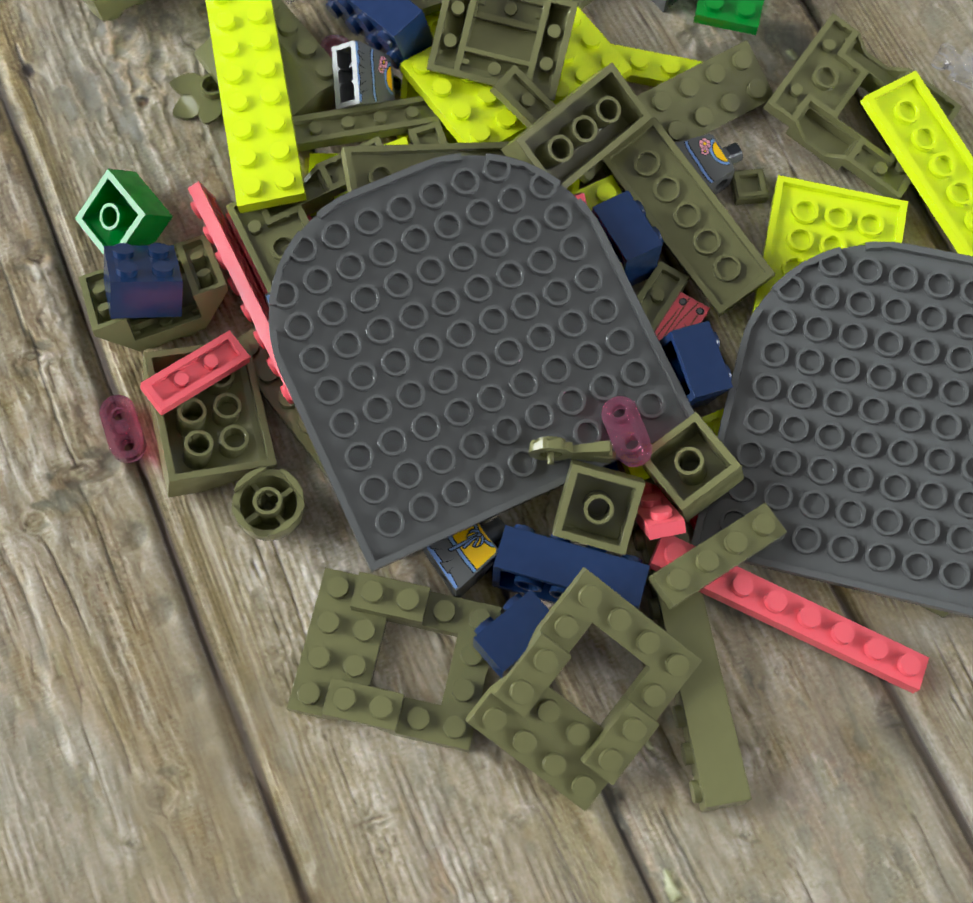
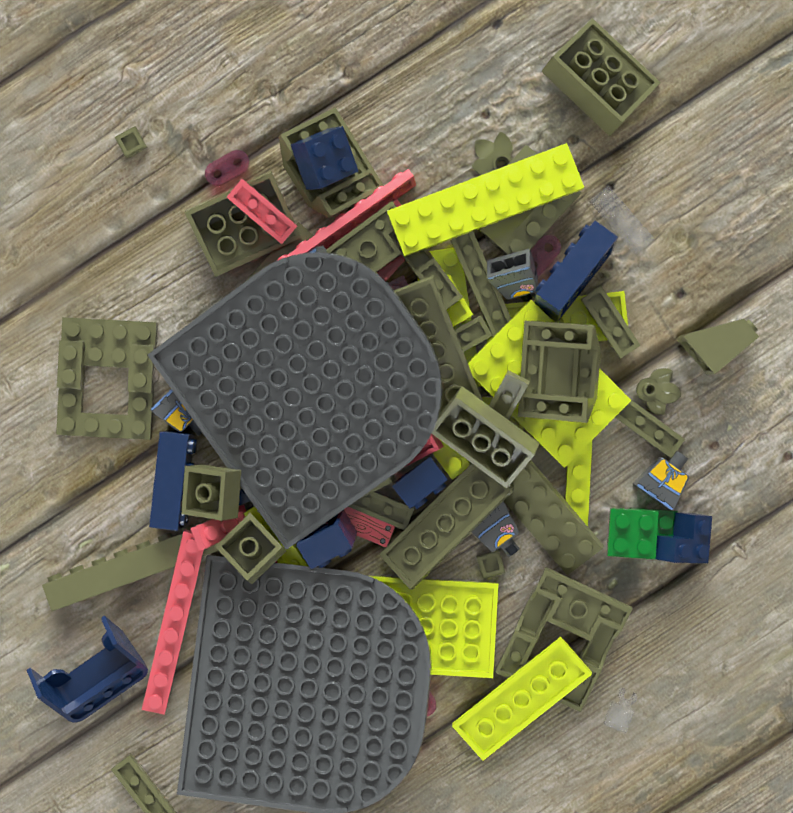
camera: 80 degrees right, 20 degrees up
(47, 561) = (131, 142): none -> olive tile
(123, 211) = (383, 127): green slope -> none
(268, 503) = (185, 278): olive cylinder -> none
(507, 637) = (124, 454): dark blue brick -> none
(551, 732) = (66, 492): olive piece -> none
(557, 449) = (242, 461): olive piece -> none
(626, 429) = (264, 505): clear pink plate -> none
(717, 556) = (194, 573): olive plate -> none
(863, 751) = (93, 682): none -> dark blue windscreen

